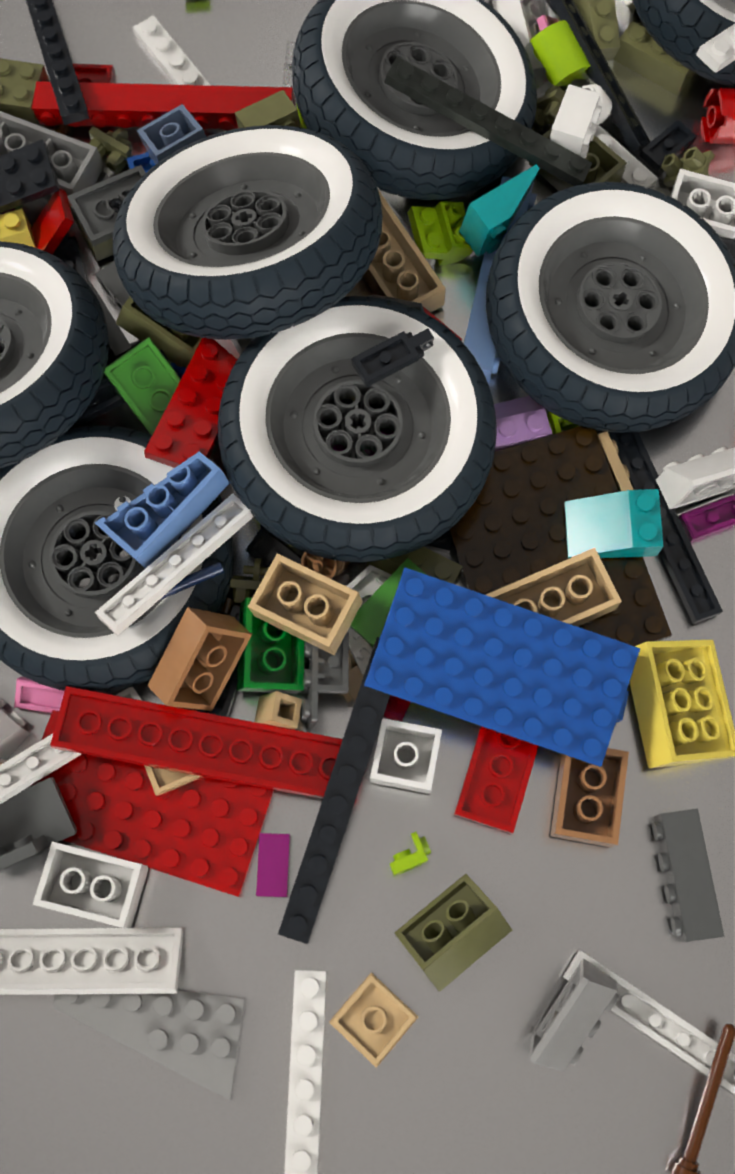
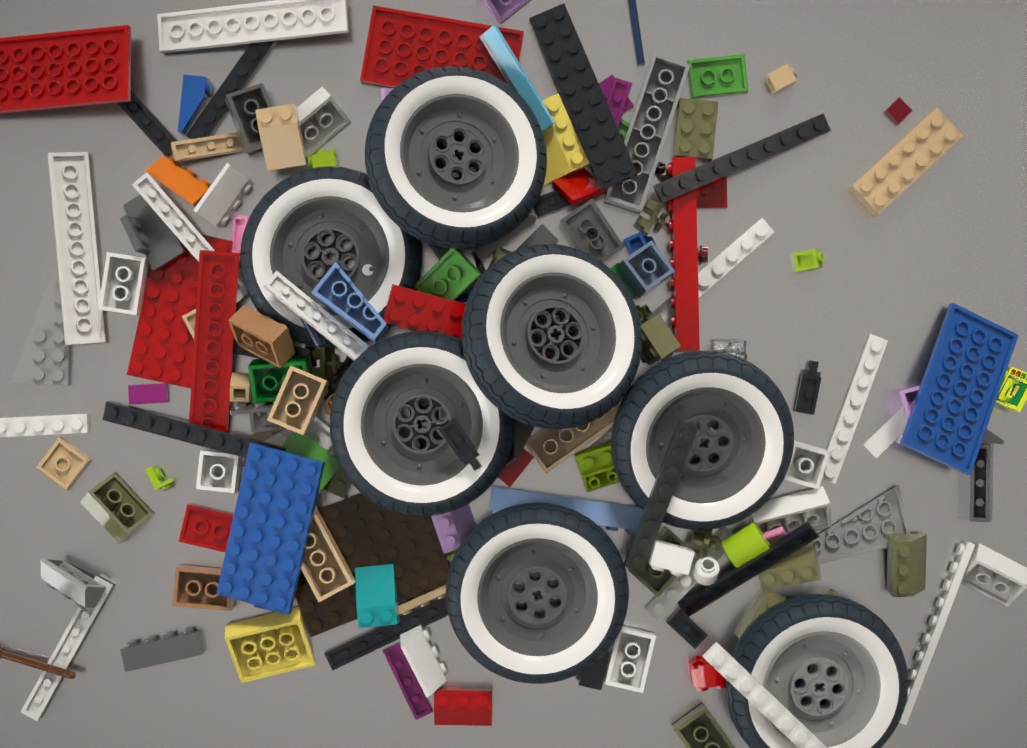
camera: 80 degrees right, 15 degrees up
(493, 213) = (598, 506): teal slope -> none
(692, 161) = (664, 642): olive hips -> none

